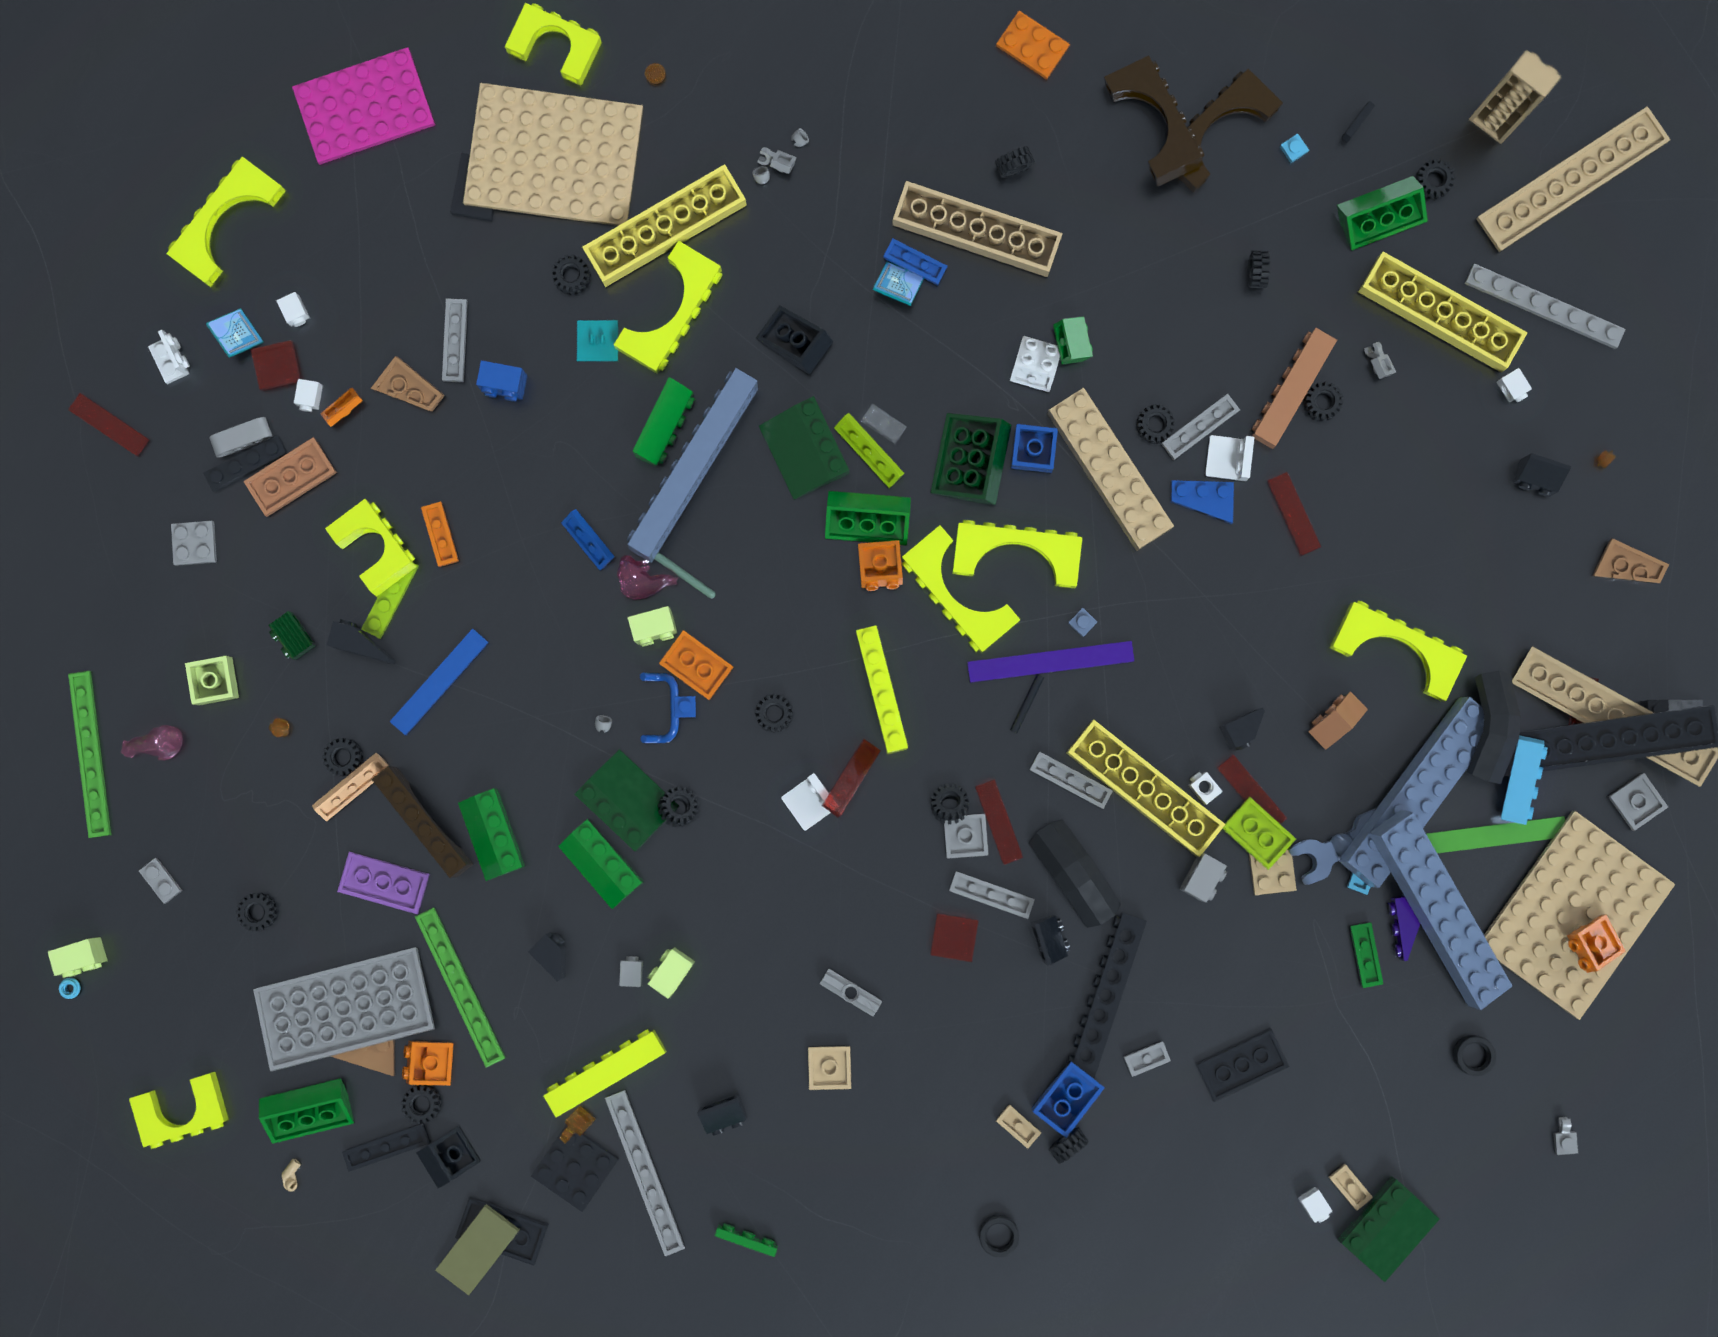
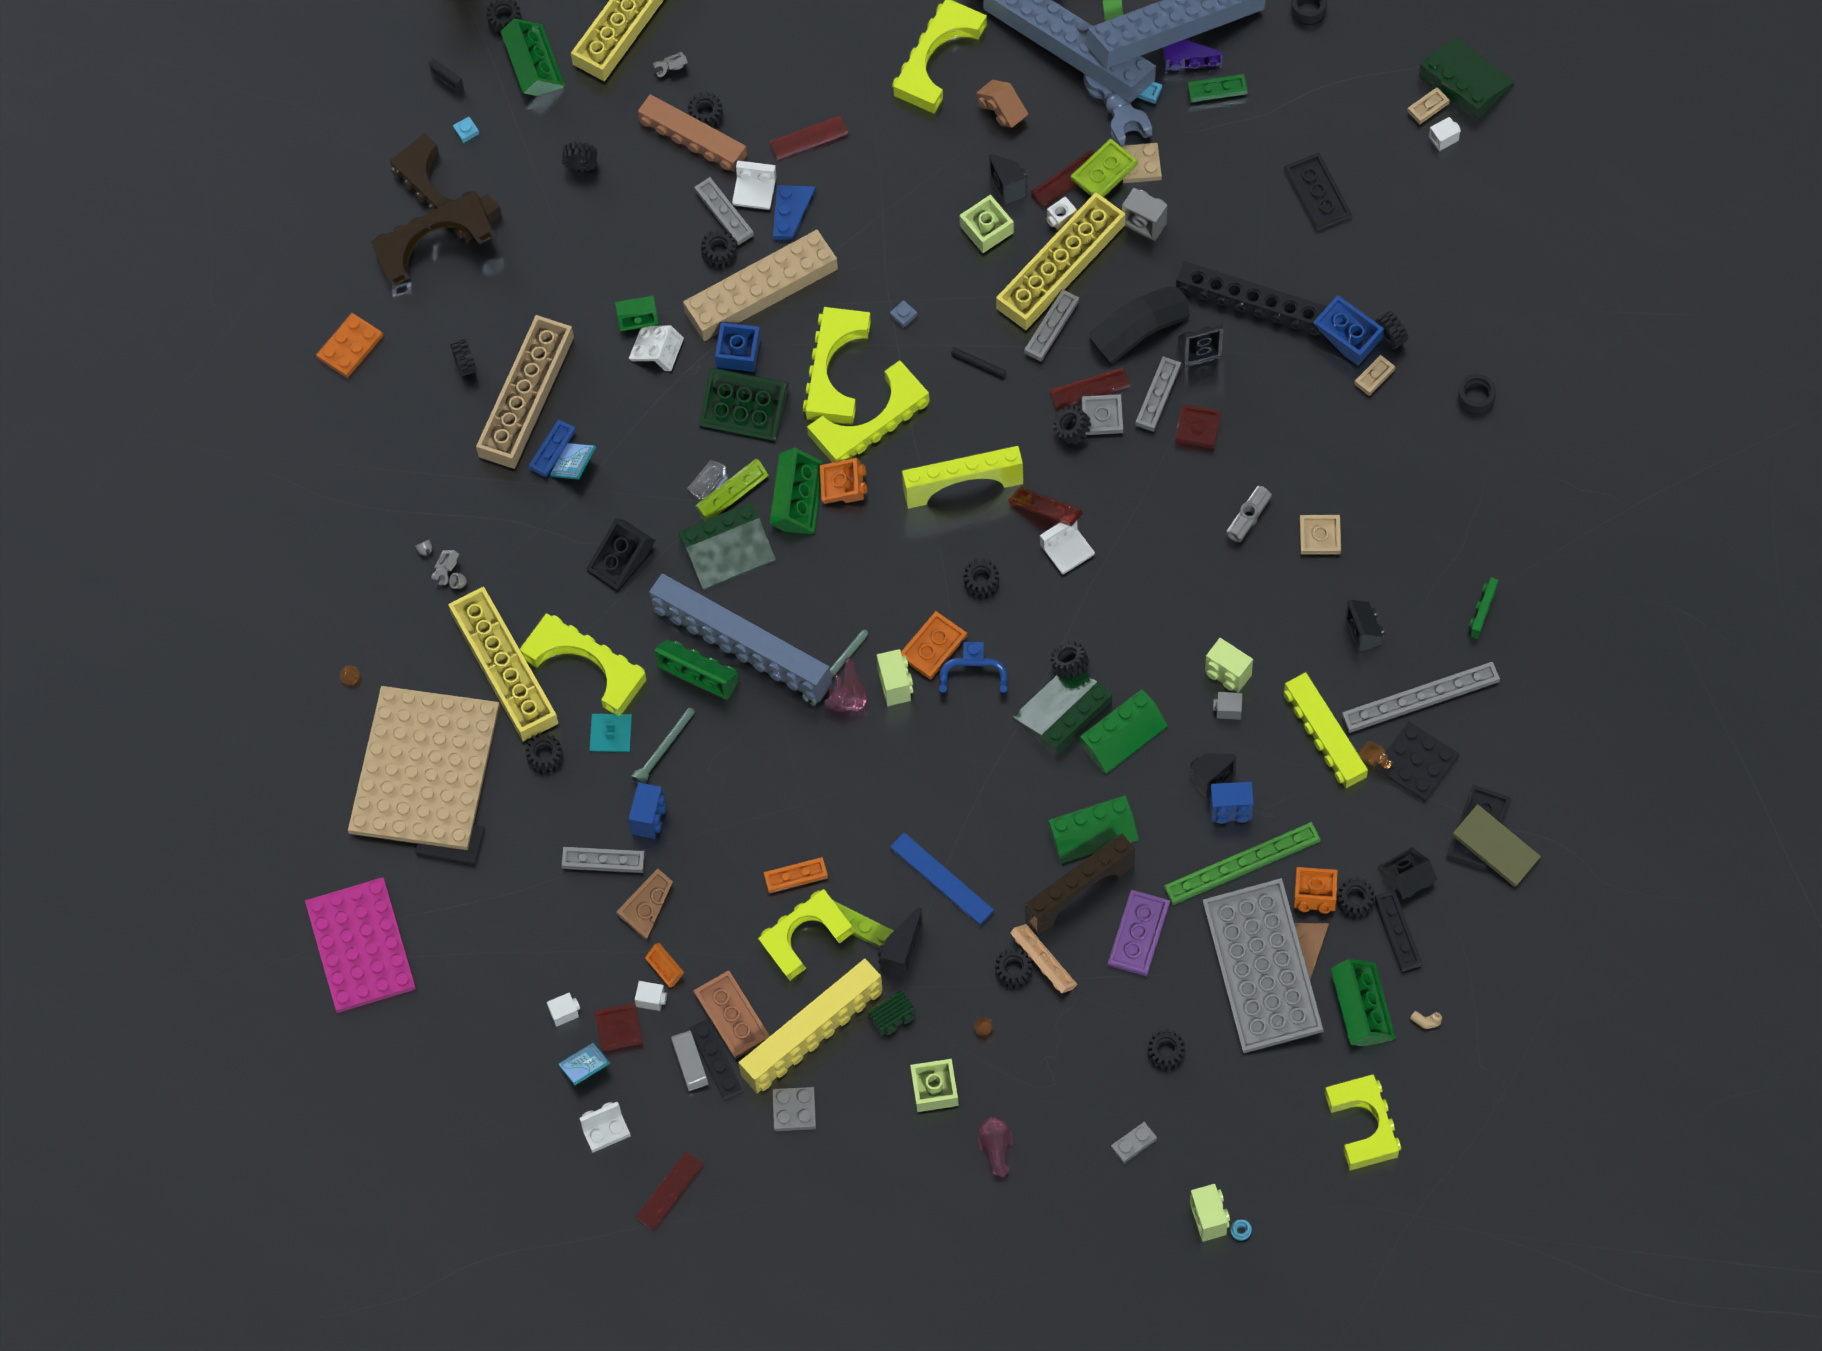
camera: 85 degrees left, 20 degrees down
(89, 754) = (1004, 1211): bright green tile -> none
(242, 184) = (495, 1104): neon yellow arch -> none
(271, 555) = (811, 1026): none -> light yellow brick
(517, 976) = (1231, 802): none -> blue brick
(535, 22) = (314, 738): neon yellow arch -> none
(546, 373) = (642, 774): none -> sand green piece
(587, 539) = (807, 739): blue plate -> none
(603, 723) = (987, 729): light grey hinge -> none
(1050, 661) = (939, 342): dark purple tile -> none
(1147, 1058) = (1311, 267): light grey plate -> none
(1188, 707) = (986, 223): none -> yellowish green brick

